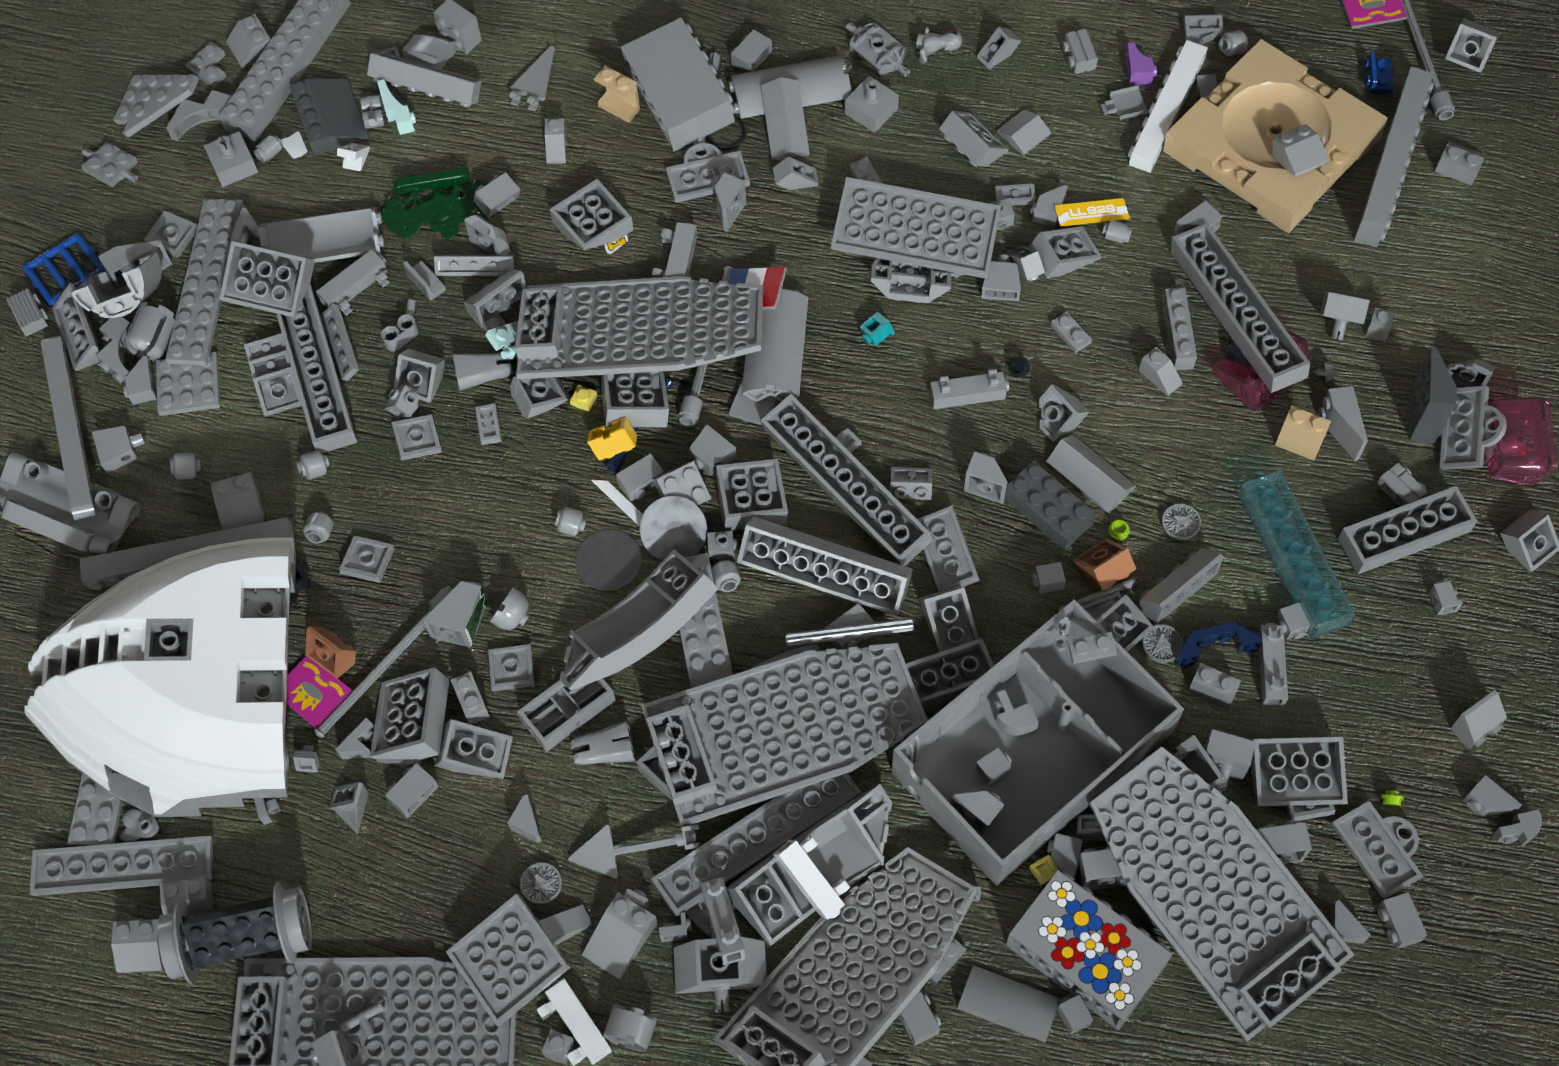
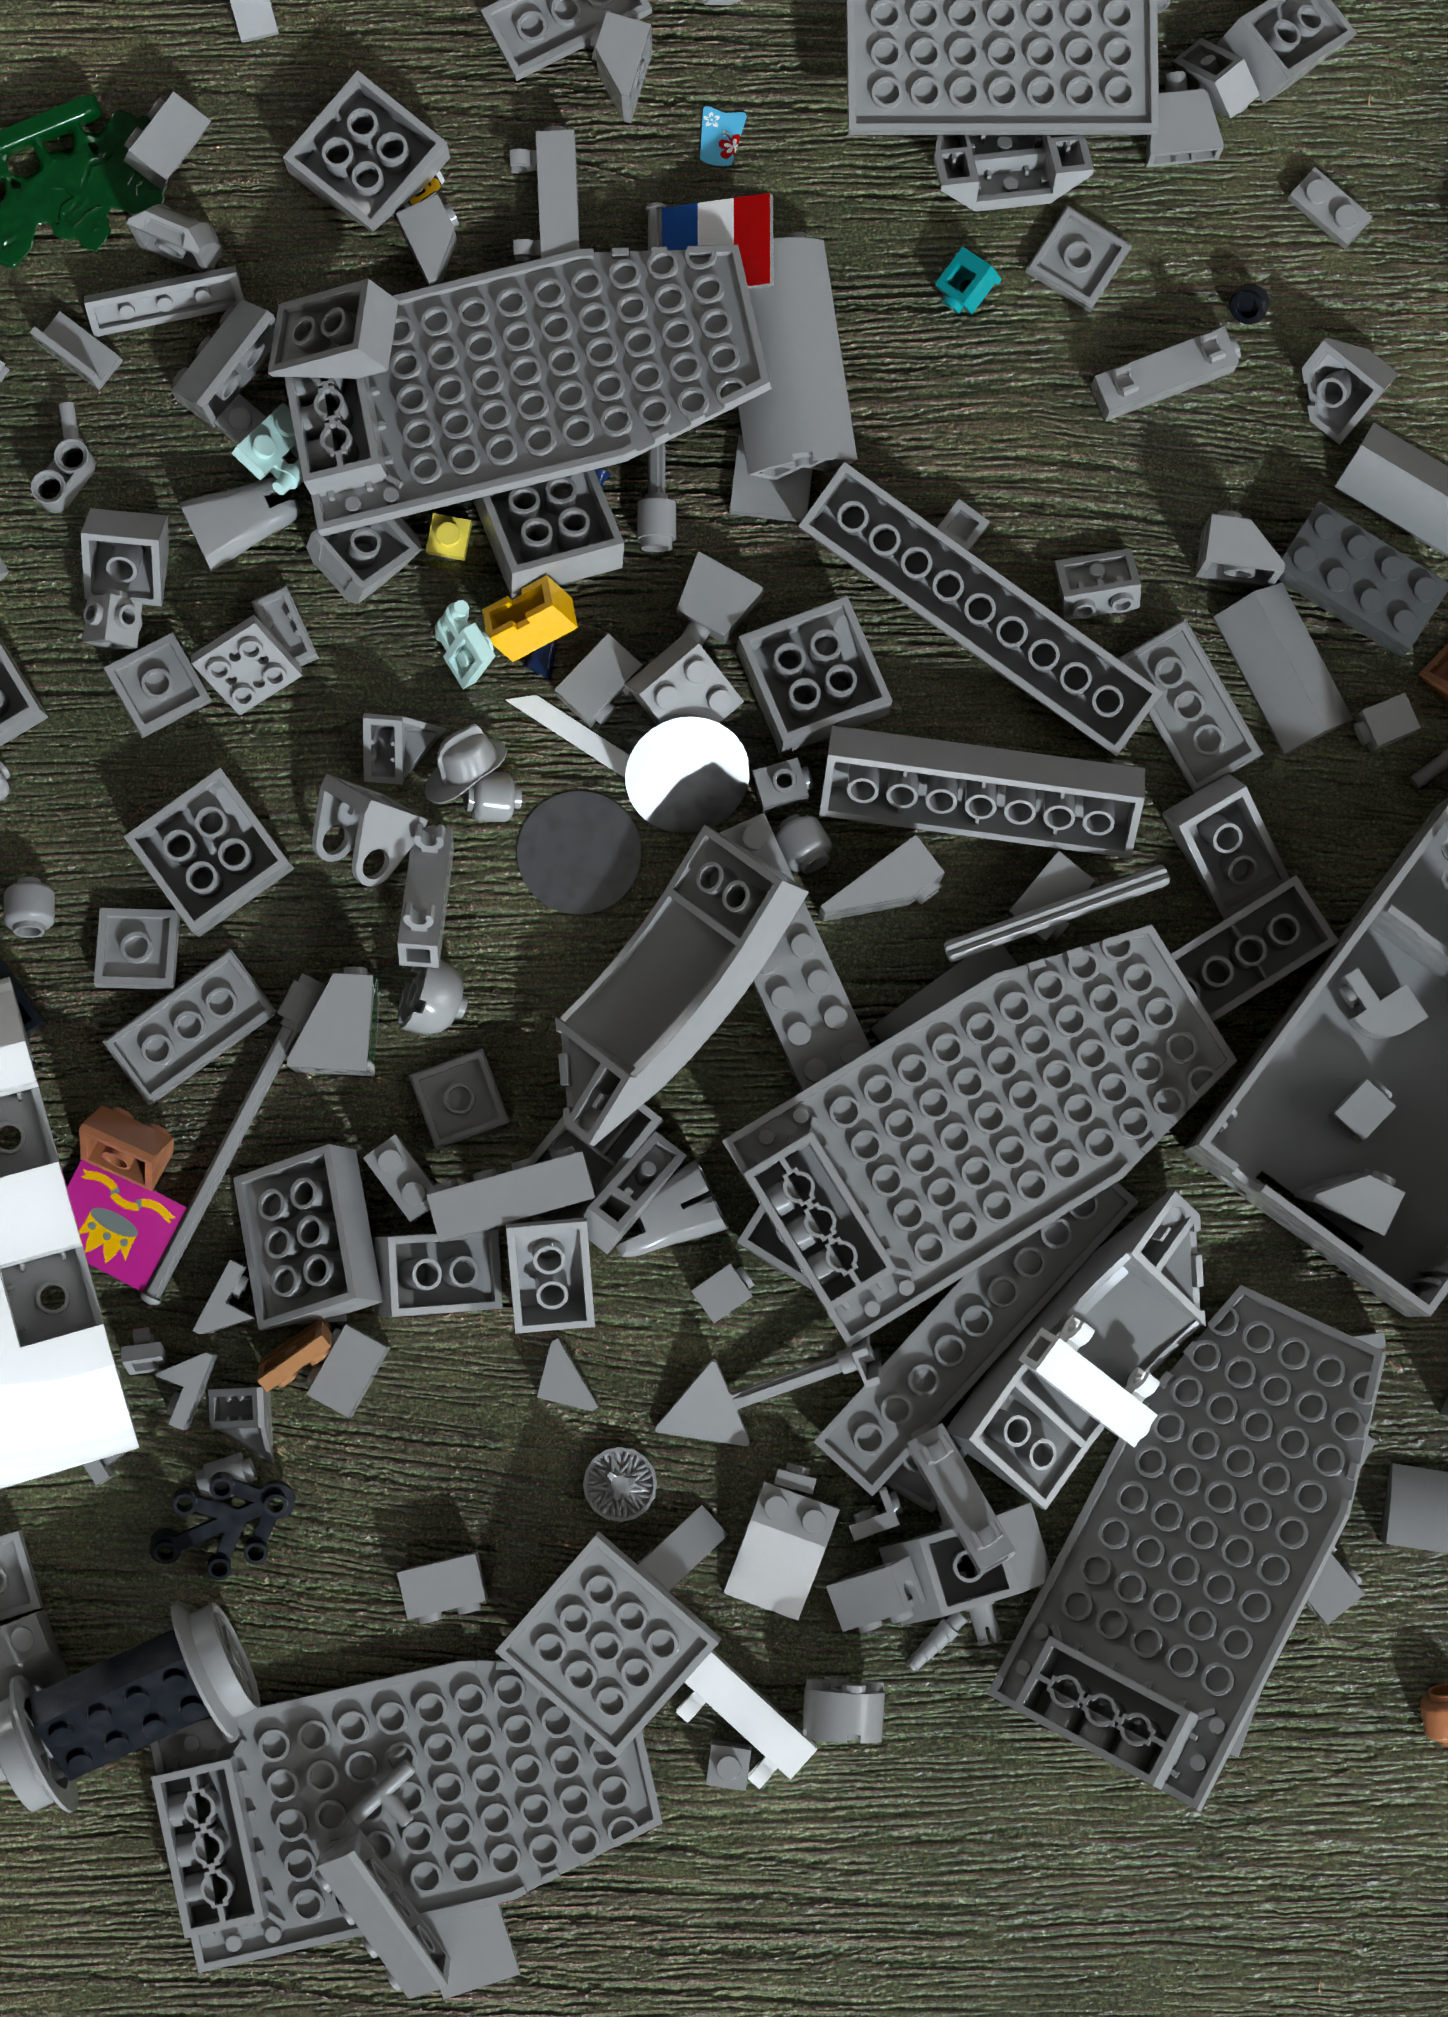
camera: 15 degrees left, 20 degrees up
(323, 853) = (226, 1520): none -> black plant
(328, 777) = (193, 1377): none -> light grey slope
(329, 832) = (235, 1465): none -> light grey brick
(382, 602) = (190, 1027): none -> light grey plate
(394, 770) = (304, 1347): none -> medium nougat plate
(417, 518) = (208, 852): none -> light grey slope
(429, 915) = (442, 1587): none -> light grey brick
(467, 421) = (248, 645): none -> light grey plate
(500, 514) = (369, 823): none -> light grey hose
(521, 557) = (426, 897): none -> light grey brick
(521, 710) = (510, 1196): none -> light grey brick
(527, 487) = (394, 746): none -> light grey slope
(532, 756) = (550, 1275): none -> light grey slope
(551, 285) = (335, 333): none -> light grey slope
(558, 498) = (462, 762): none -> light grey piece
(576, 444) = (465, 645): none -> light aqua plate
(584, 726) = (631, 1191): none -> light grey slope
(613, 259) = (430, 236): none -> light grey slope
(623, 792) = (724, 1292): none -> light grey brick
(664, 968) = (876, 1595): none -> light grey brick
(695, 1005) = (939, 1637): none -> light grey animal
(763, 601) = (892, 883): none -> light grey slope
(770, 245) = (720, 136): none -> medium azure sticker
(936, 331) = (1078, 258): none -> light grey tile
(999, 541) = (1282, 667): none -> light grey slope

